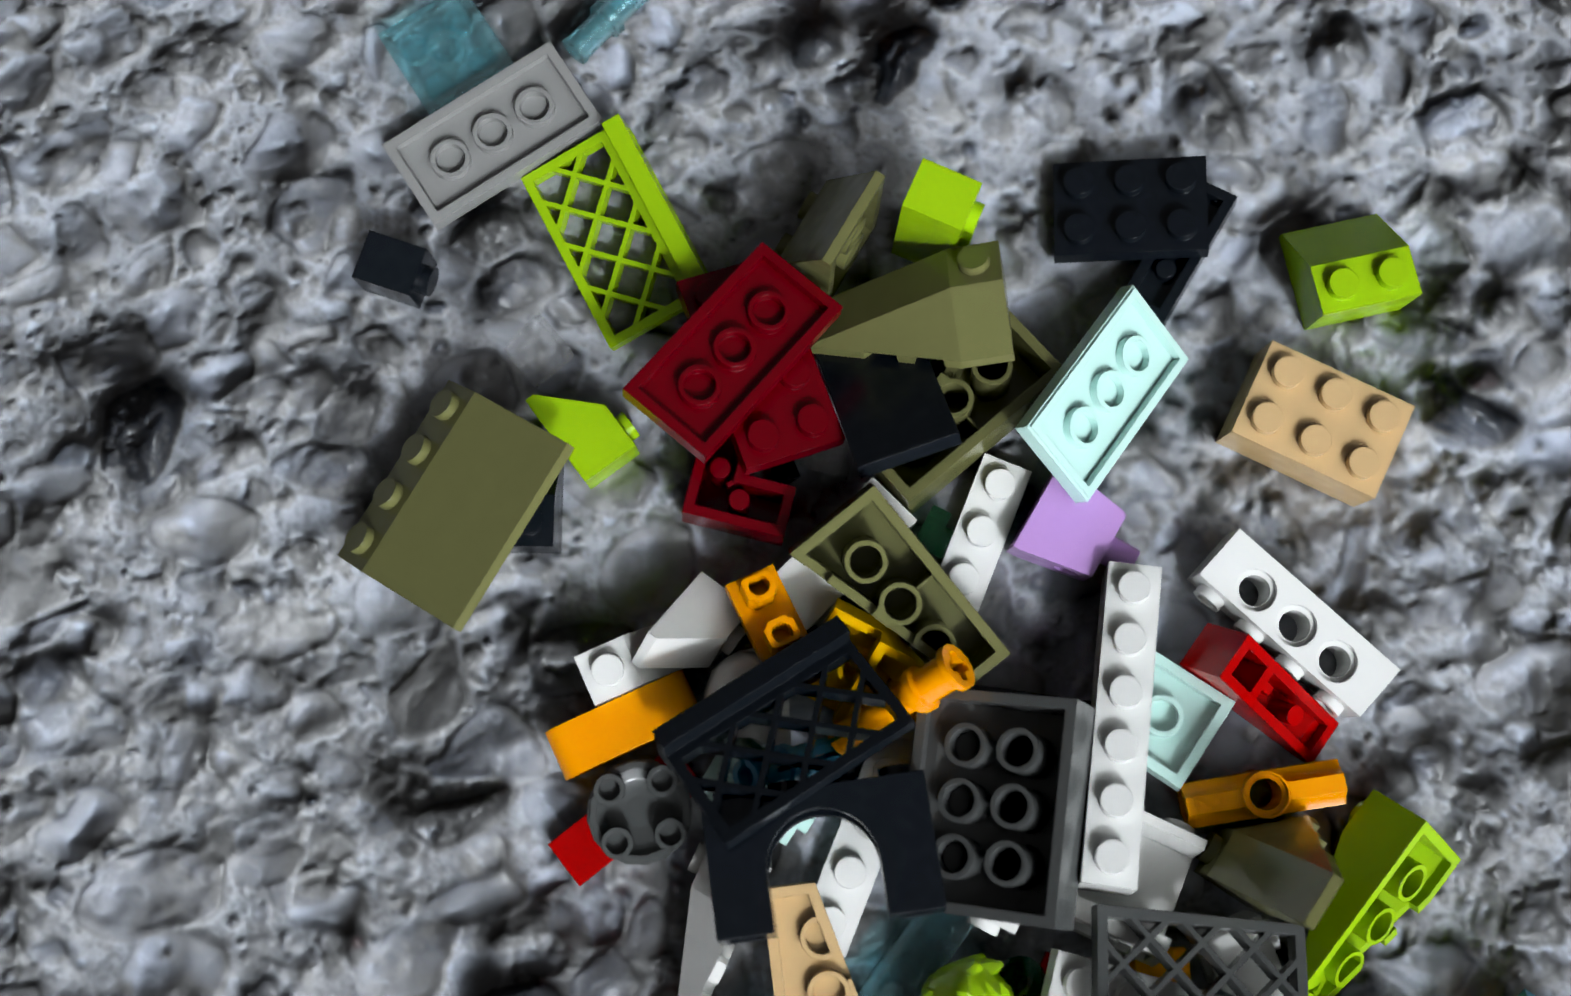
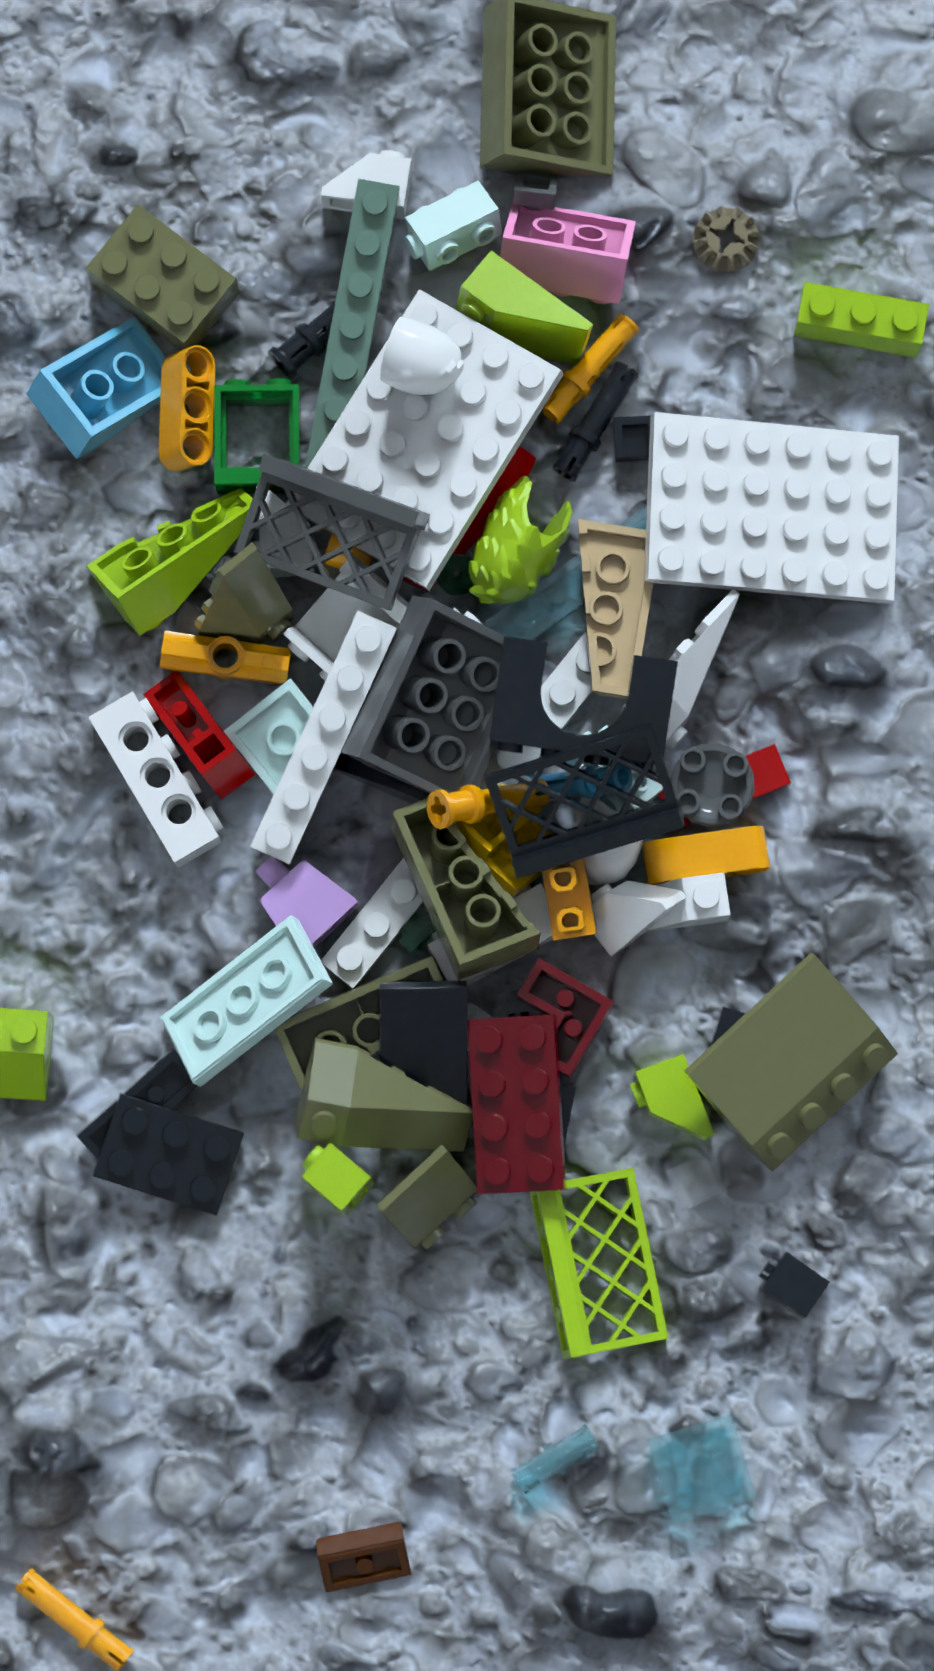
camera: 160 degrees left, 0 degrees up
(493, 135) = (681, 1381): light grey plate -> none
(732, 352) = (536, 1108): dark red plate -> none
(1315, 424) = (81, 930): tan brick -> none

